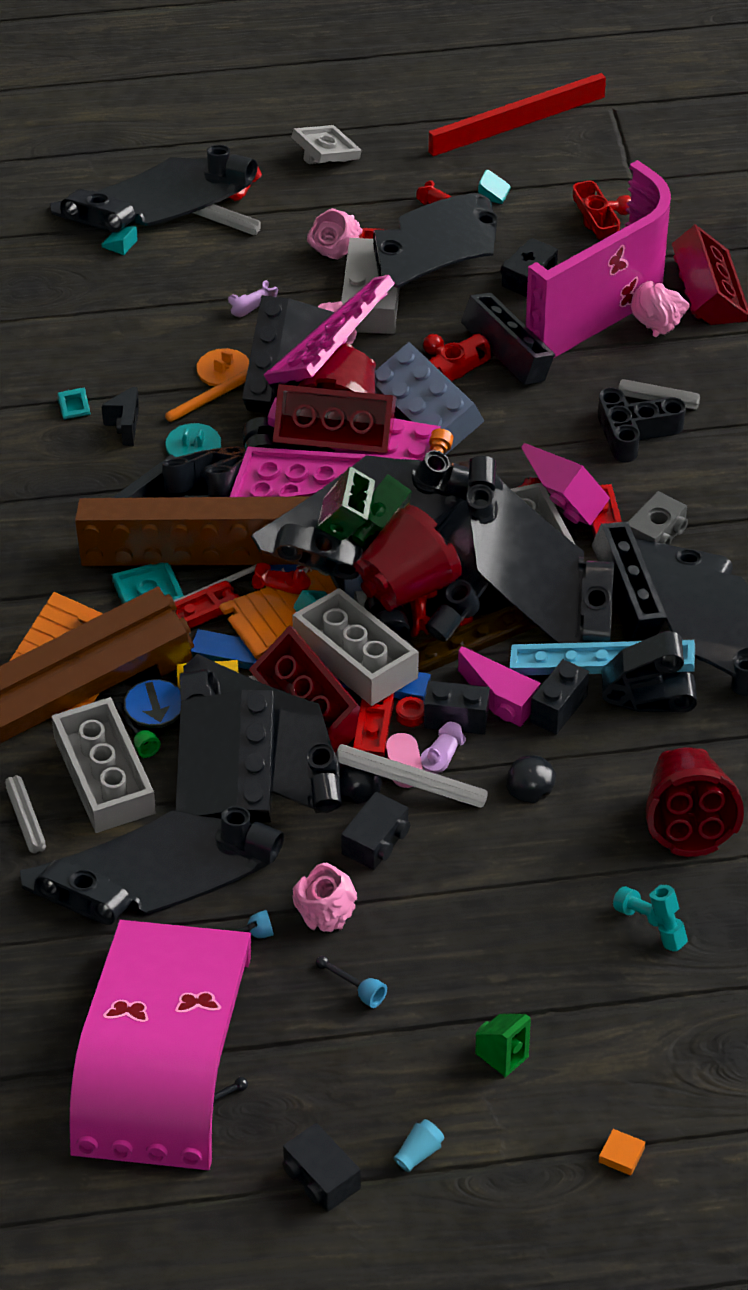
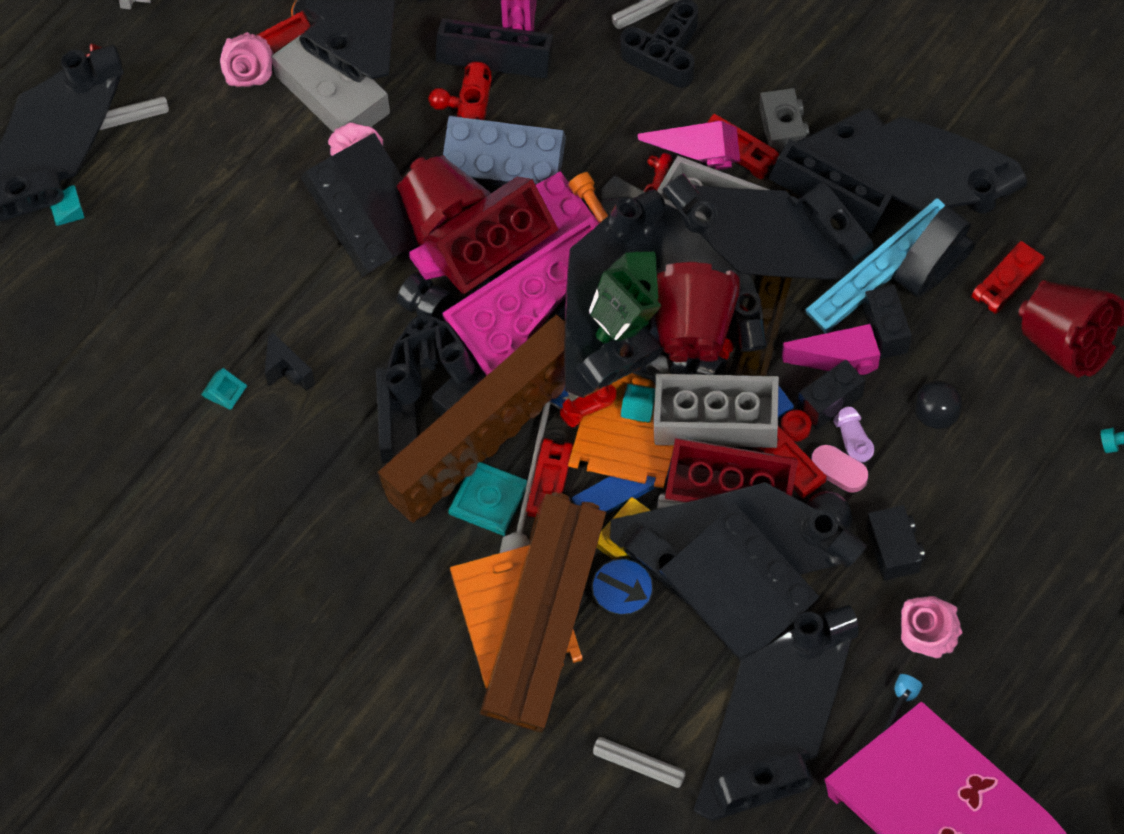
camera: 45 degrees left, 15 degrees up
(103, 765) = (653, 671): light grey brick -> none
(145, 741) = (649, 623): green hinge -> none
(191, 439) = (360, 342): teal piece -> none
(206, 397) = (324, 282): orange piece -> none
(221, 365) = (298, 254): orange piece -> none
(246, 303) = (248, 186): lavender piece -> none
(319, 345) = (400, 175): dark pink wing -> none
(369, 990) = (1034, 666): dark azure hinge -> none
(411, 776) = (873, 477): light grey axle -> none
(718, 742) = (1008, 277): none -> red plate

